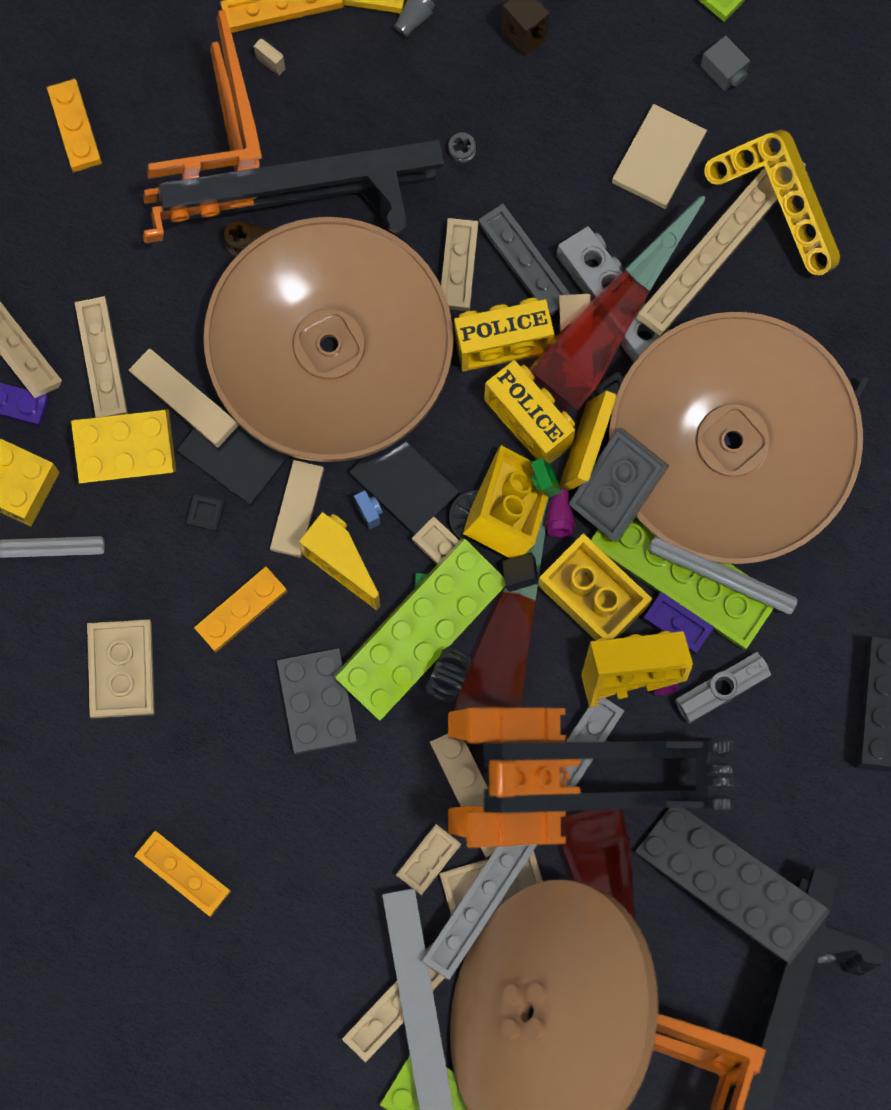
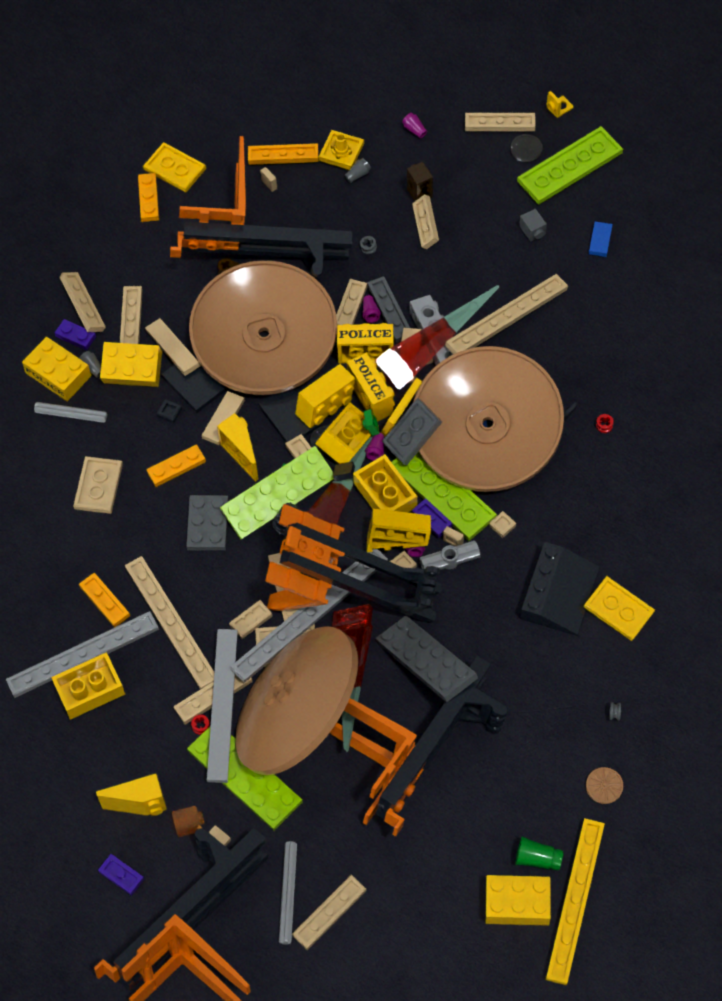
camera: 15 degrees right, 15 degrees down
(55, 451) = (93, 363): none -> dark grey cone
(104, 60) = (174, 167): none -> yellow tile
(169, 974) = (105, 642): none -> light grey tile
(195, 1034) = (88, 685): none -> yellow brick
(301, 891) = (171, 622): none -> tan plate
(368, 508) = (264, 424): medium blue plate -> none
(381, 1061) = (198, 718): none -> red bush
(461, 446) = (325, 396): none -> yellow brick
(494, 268) = (370, 310): none -> magenta cone
(548, 89) = (425, 221): none -> tan plate
(649, 711) = (404, 561): none -> tan tile
(659, 156) = (482, 268): tan tile -> none
(720, 651) = (453, 537): none -> tan tile
(725, 576) = (464, 494): light grey axle -> none
(785, 192) = (550, 295): yellow beam -> none
(797, 617) = (502, 524): none -> tan tile
(838, 67) = (600, 239): none -> blue tile

